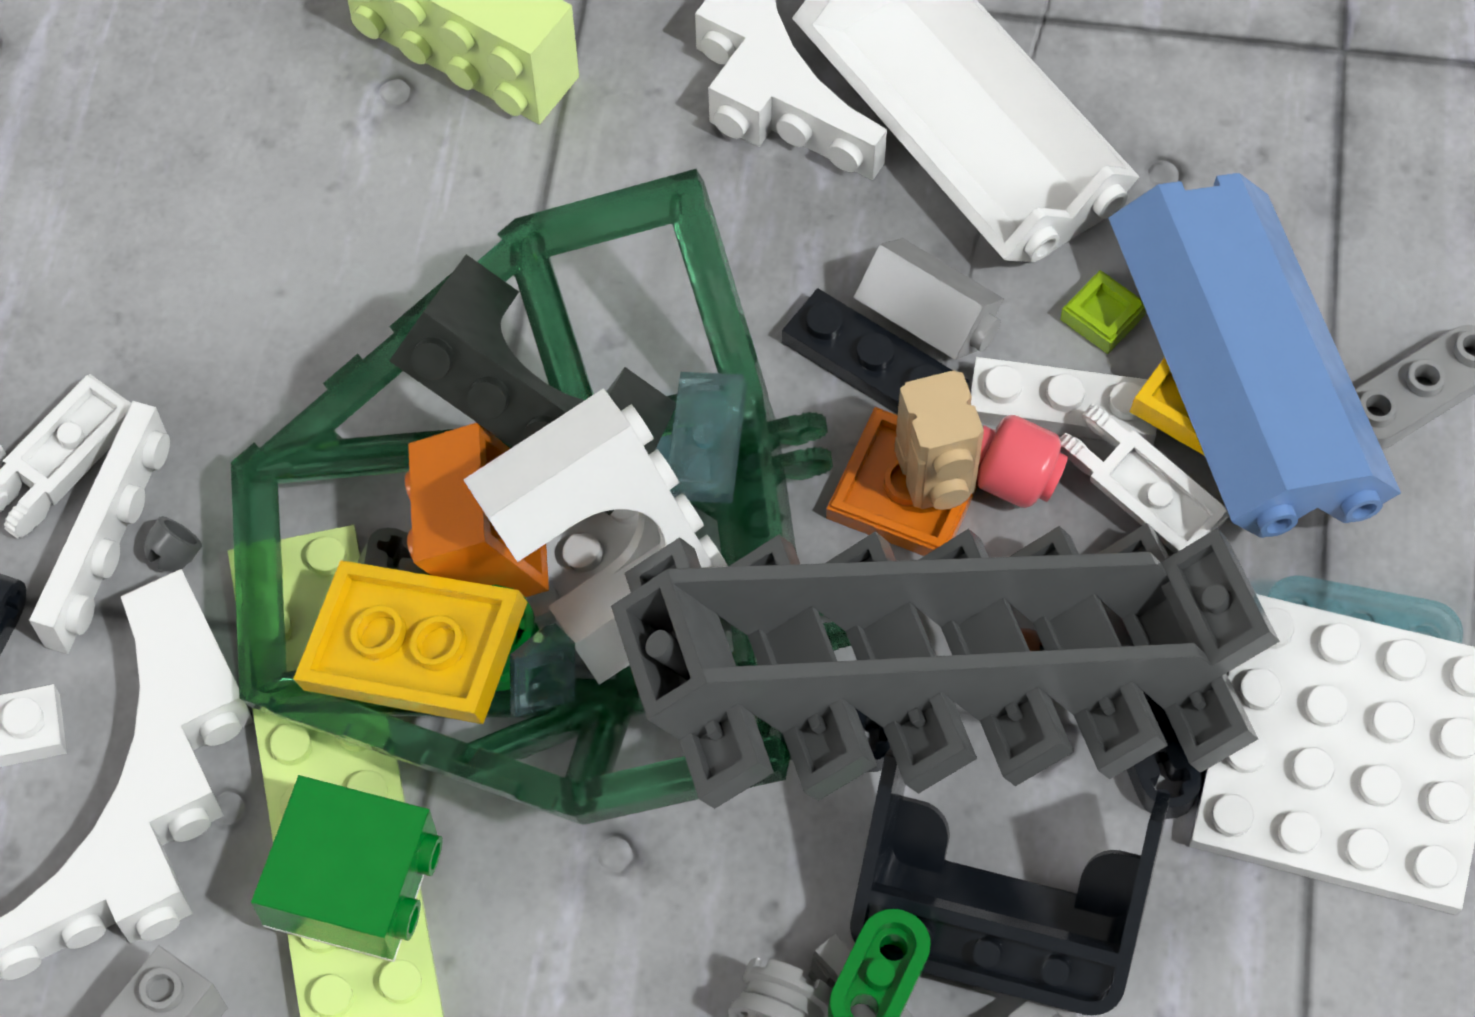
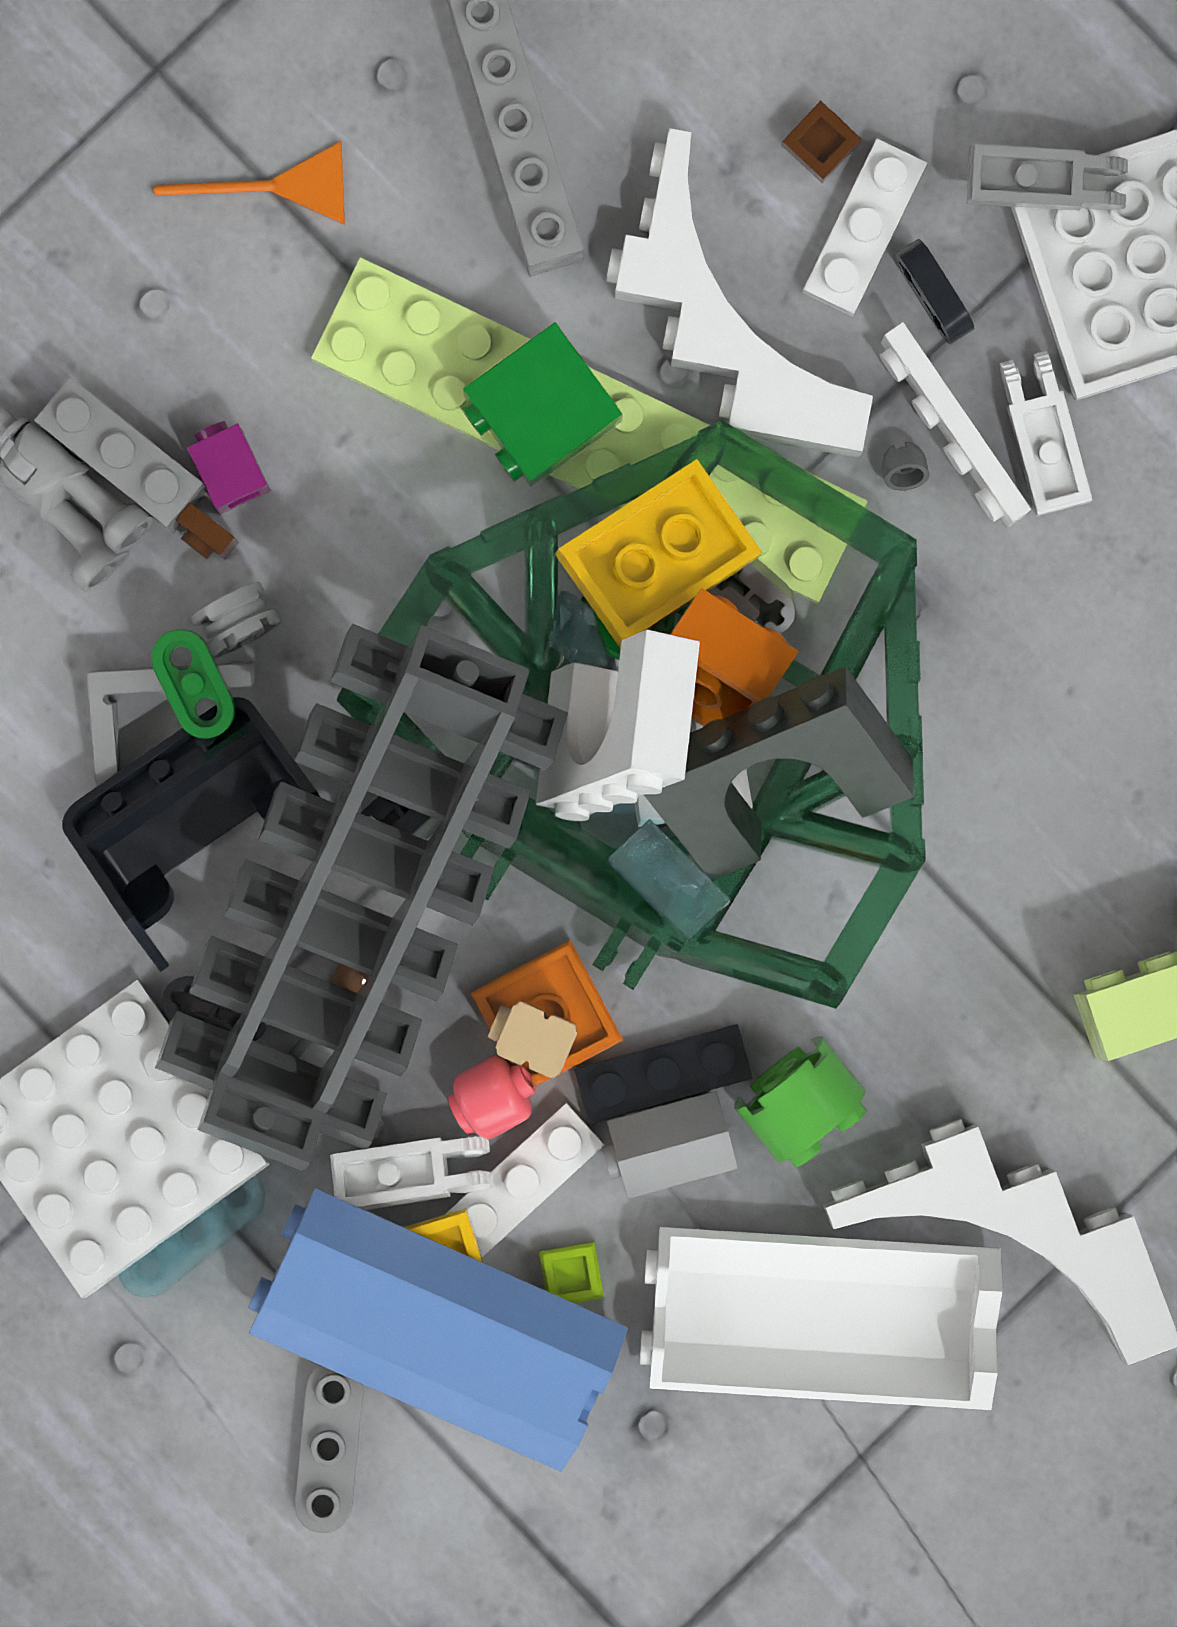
camera: 130 degrees right, 25 degrees up
(804, 223) = (802, 1102): none -> bright green brick

